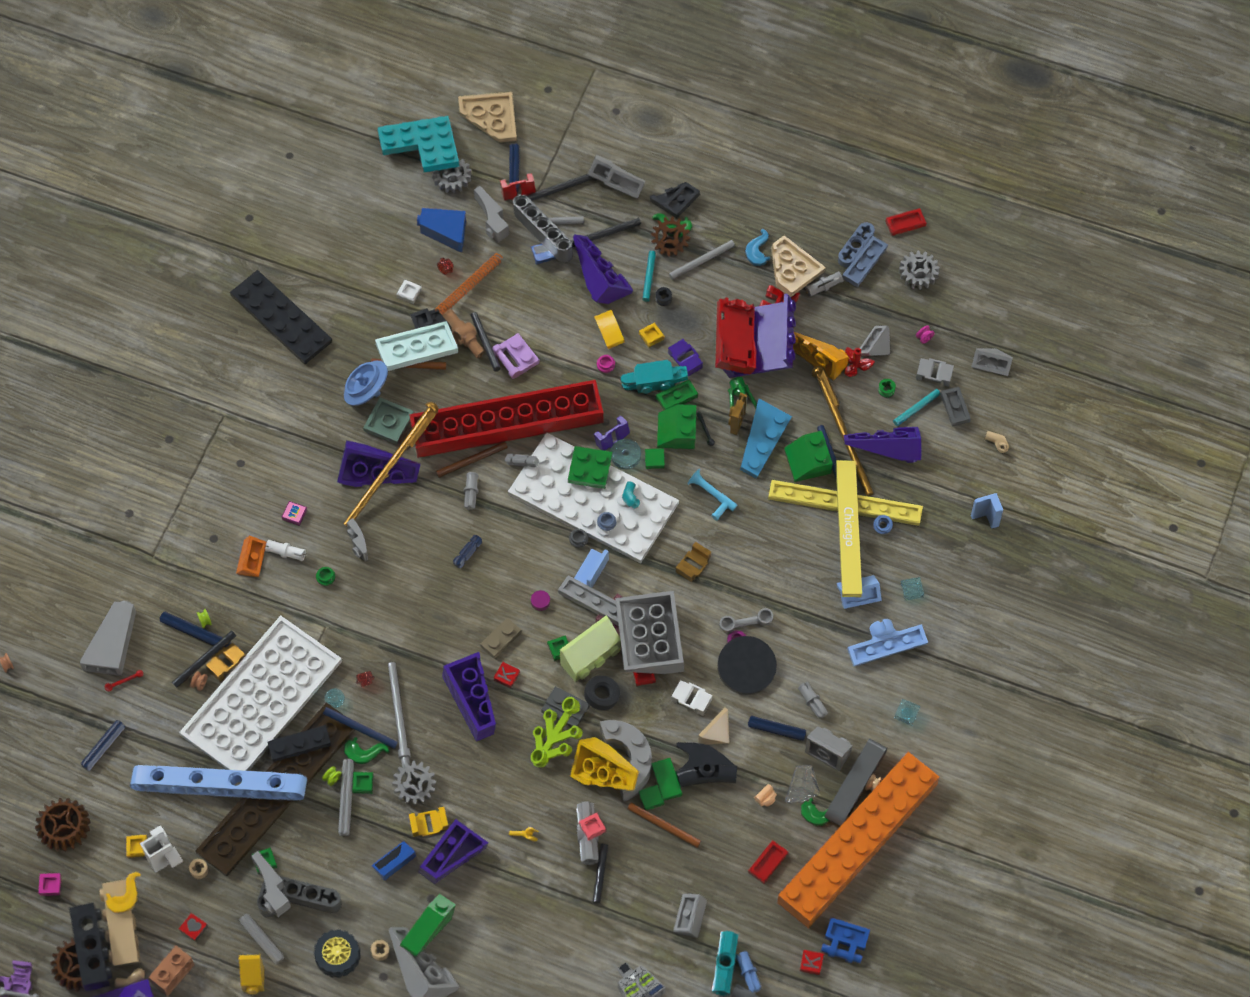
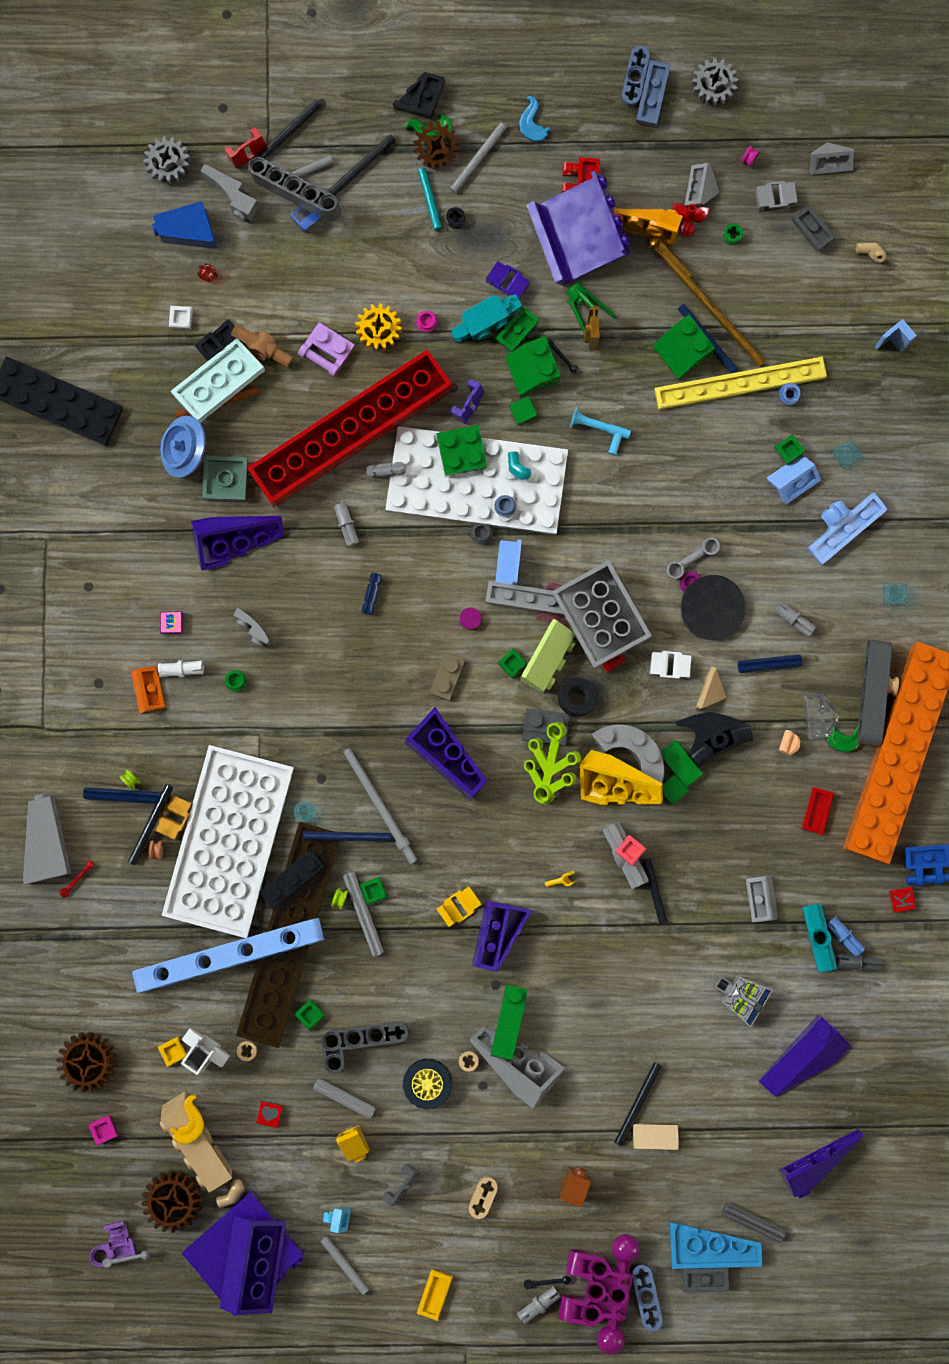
camera: 20 degrees left, 20 degrees up
(80, 917) = (178, 1200): black brick -> none
(102, 745) = (88, 958): dark blue axle -> none
(171, 971) = (269, 1171): nougat brick -> none
(274, 899) = (344, 1061): light grey slope -> none
(361, 756) = (358, 863): green piece -> none
(365, 678) = (327, 778): clear red plate -> none
(394, 860) = (441, 961): blue slope -> none
(410, 440) = (262, 495): pearl gold bar -> none
(422, 779) = (434, 865): light grey gear -> none
(429, 136) = (122, 124): teal plate -> none
(471, 459) = (328, 490): reddish brown bar -> none
(478, 274) = (244, 284): orange piece -> none
(484, 339) = (288, 346): black bar -> none
(491, 114) = (178, 70): tan plate -> none
(506, 675) = (470, 715): red tile -> none
(514, 164) = (229, 122): dark blue axle -> none
(564, 353) = (387, 327): none -> yellow gear
(599, 276) = (381, 223): dark purple wedge -> none
(609, 329) = (414, 280): yellow slope -> none
(616, 177) = (346, 96): light grey slope -> none
(628, 446) = (494, 408): clear light blue piece -> none
(651, 335) = (460, 268): yellow tile -> none
(664, 825) = (697, 813): dark orange bar -> none
(699, 555) = (615, 503): pearl gold piece -> none
(735, 336) = (554, 239): red piece -> none
(765, 432) = (627, 334): dark azure wing -> none
(793, 266) = (580, 130): tan plate -> none
(813, 288) = (620, 137): light grey pin -> none
(828, 748) = (833, 666): light grey slope -> none
(848, 529) = (759, 415): light yellow tile -> none
(867, 566) = (789, 449): none -> green plate
(900, 444) = (772, 295): dark purple wedge -> none
(905, 222) = (677, 28): red tile -> none
(916, 407) = (772, 244): teal bar -> none

